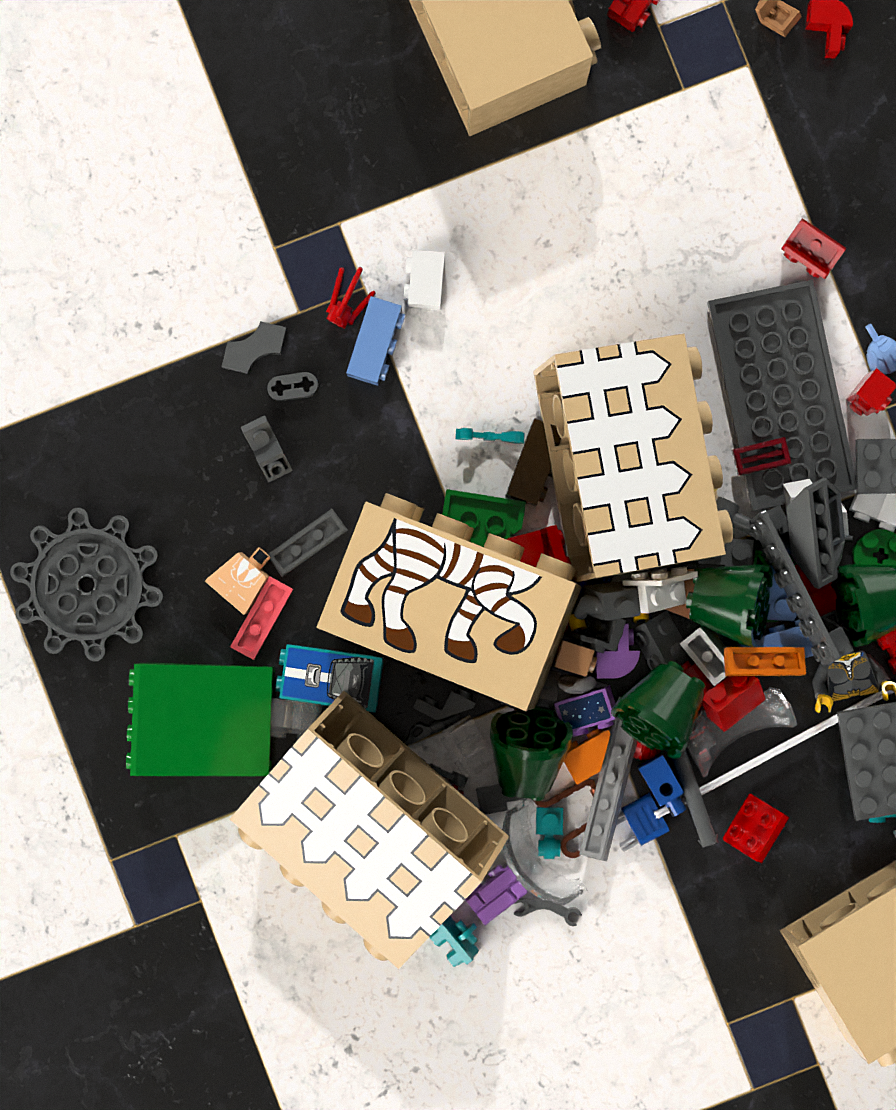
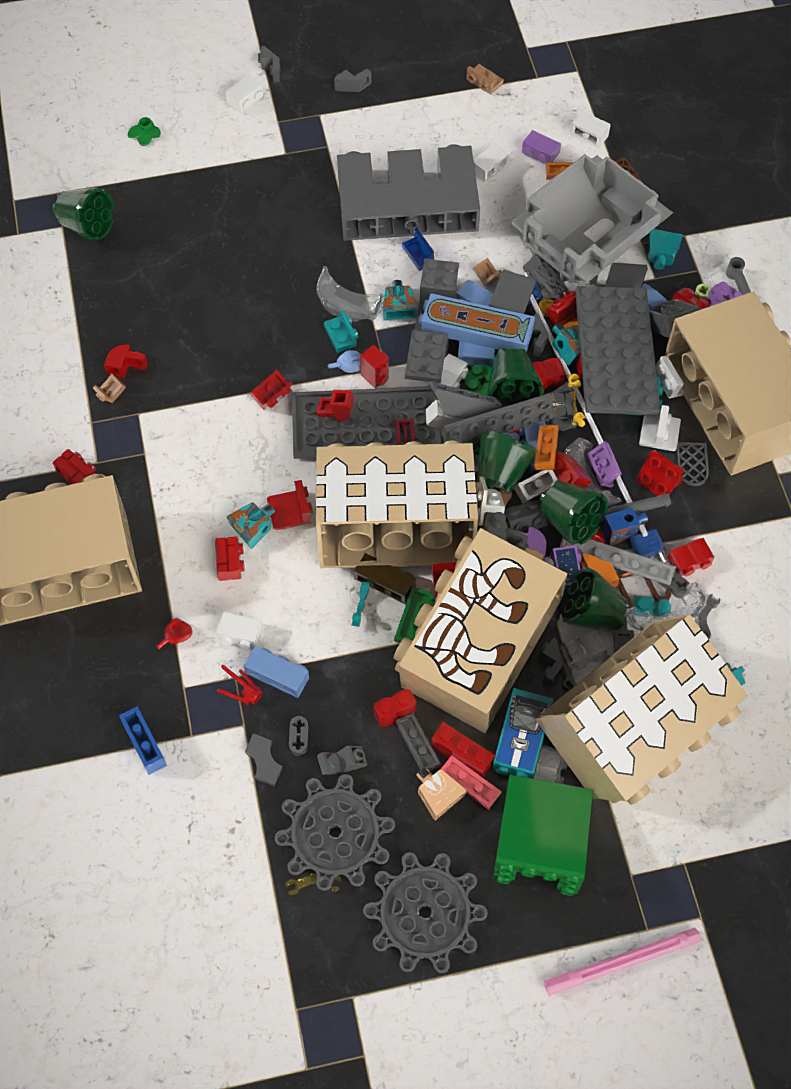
camera: 80 degrees left, 25 degrees down
(64, 833) = (622, 961): none -> bright pink piece
(110, 441) = (311, 879): none -> clear yellow piece
(140, 451) = (329, 854): none -> dark grey plate
(250, 187) = (143, 740): none -> blue brick
(301, 602) = (455, 744): none -> red brick
(342, 499) = (390, 709): none -> red brick
(412, 196) = (176, 632): none -> red piece
(531, 243) = (228, 558): none -> red brick
(590, 263) = (251, 522): none -> torso
(595, 868) = (677, 581): none -> dark grey beam
(623, 311) = (291, 507): none -> red bracket
(632, 881) = (691, 557): none -> red brick
(758, 747) = (604, 464): none -> medium lavender bracket
(783, 875) = (679, 456): none -> dark grey window
(791, 347) = (337, 406): none -> red brick
(833, 824) = (660, 430): none -> white bracket

